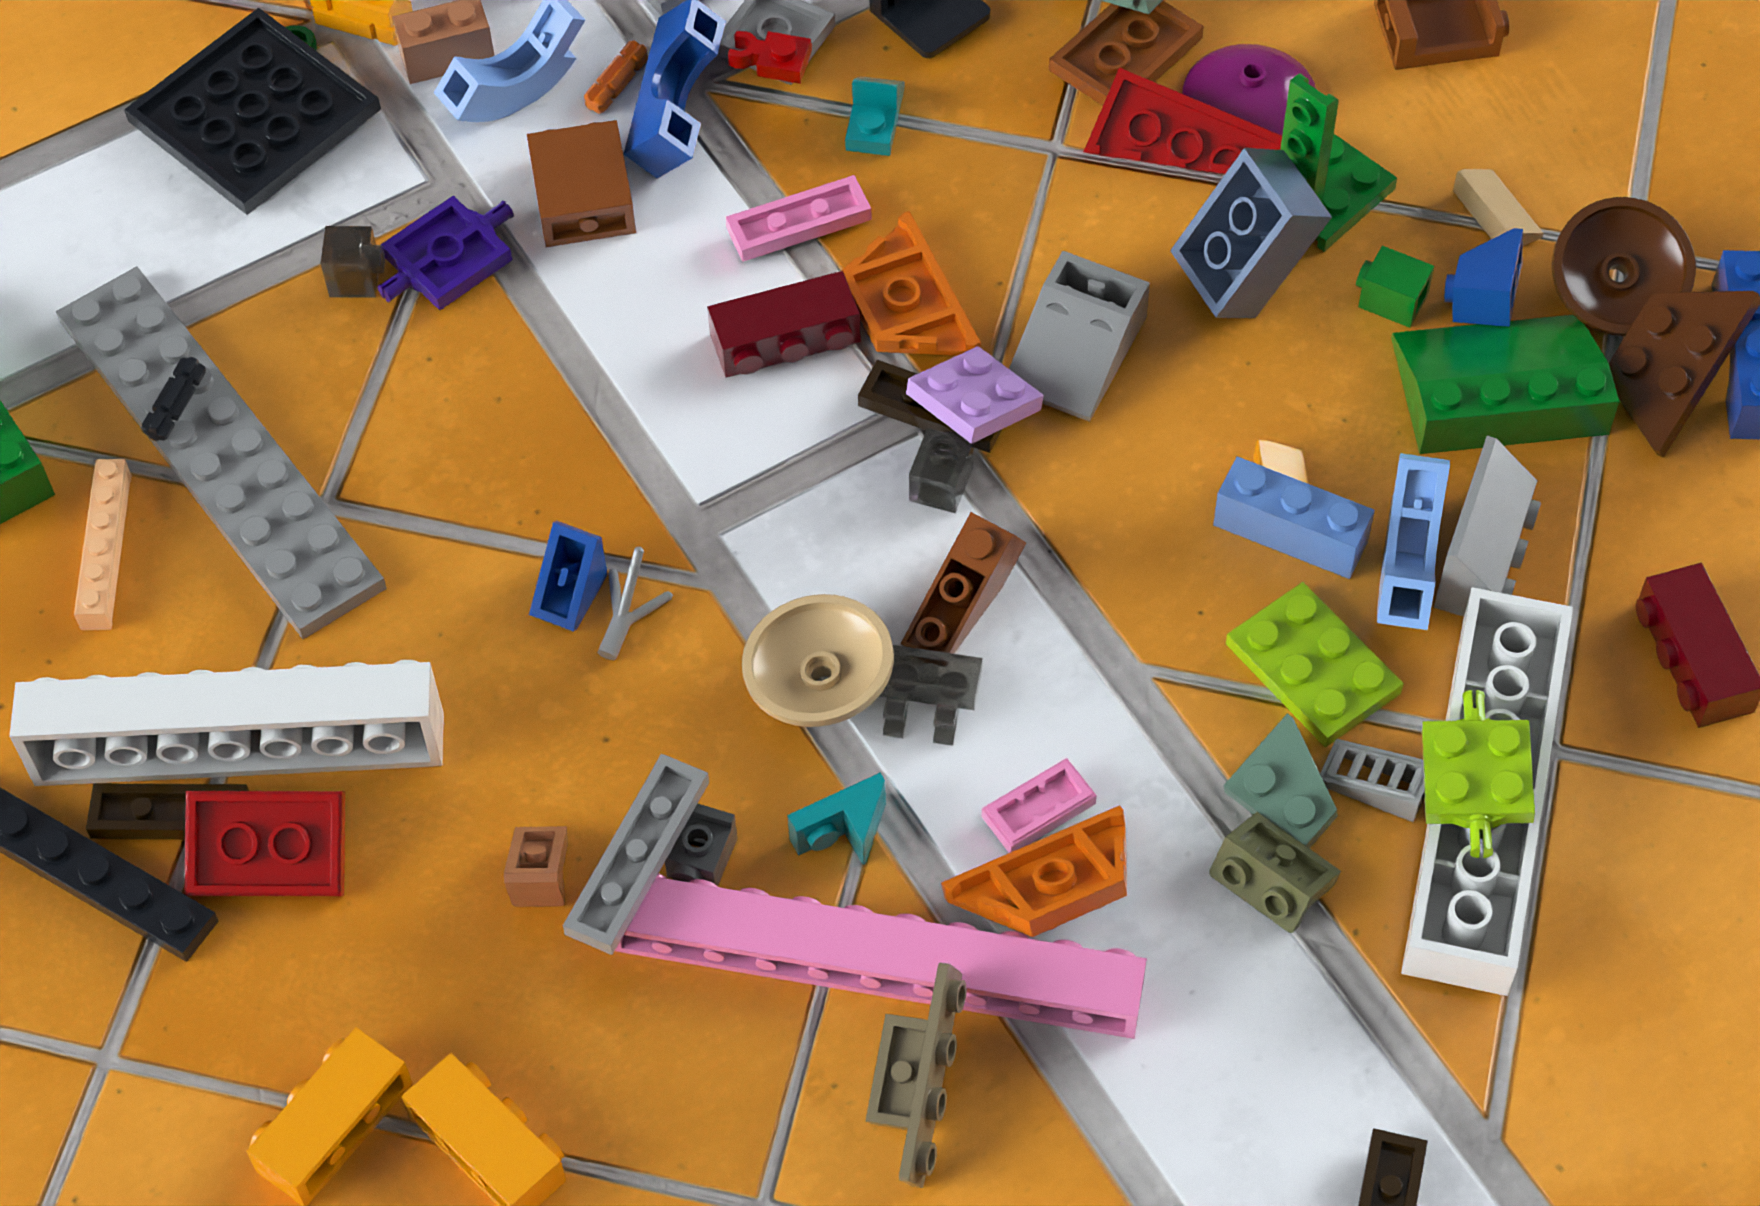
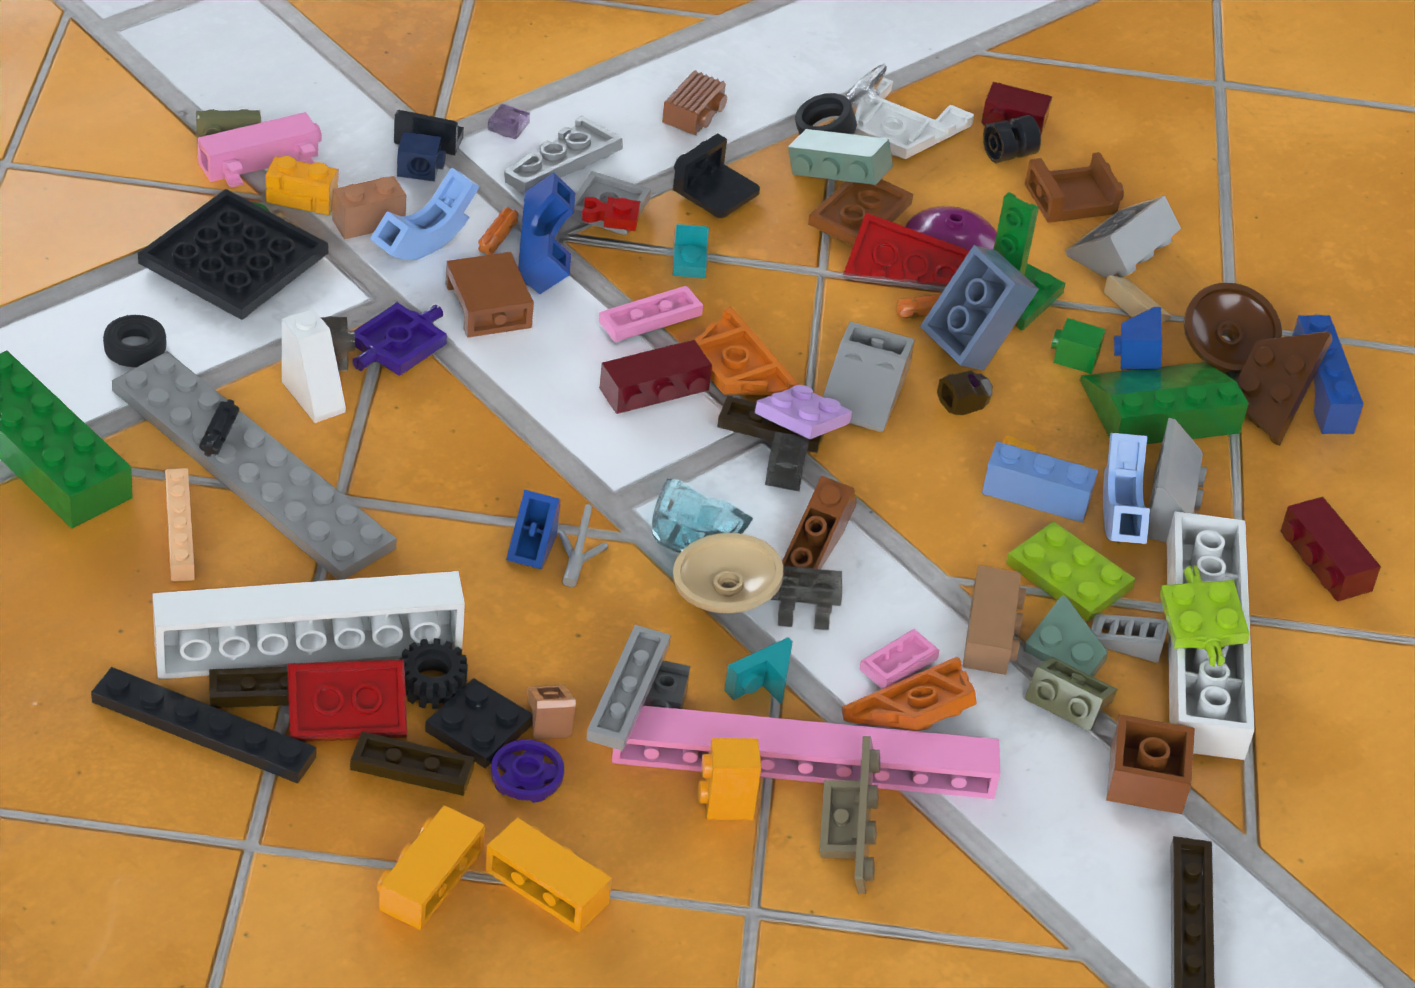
camera: 15 degrees left, 15 degrees down
(88, 226) = (134, 326): none -> black tyre
(311, 304) = (311, 366): none -> white slope
(337, 945) = (412, 763): none -> dark brown plate
(396, 825) = (438, 658): none -> black tyre
(441, 880) = (478, 722): none -> black plate
(492, 961) = (527, 773): none -> dark purple wheel
(754, 1004) = (731, 778): none -> light orange brick
(788, 561) = (687, 515): none -> clear light blue brick
(1181, 211) = (920, 305): none -> orange axle
(1184, 747) = (994, 620): none -> medium nougat brick
(1217, 360) = (964, 392): none -> dark brown rock
(1361, 1007) = (1150, 764): none -> dark orange brick
(1499, 104) = (1126, 238): none -> light grey slope

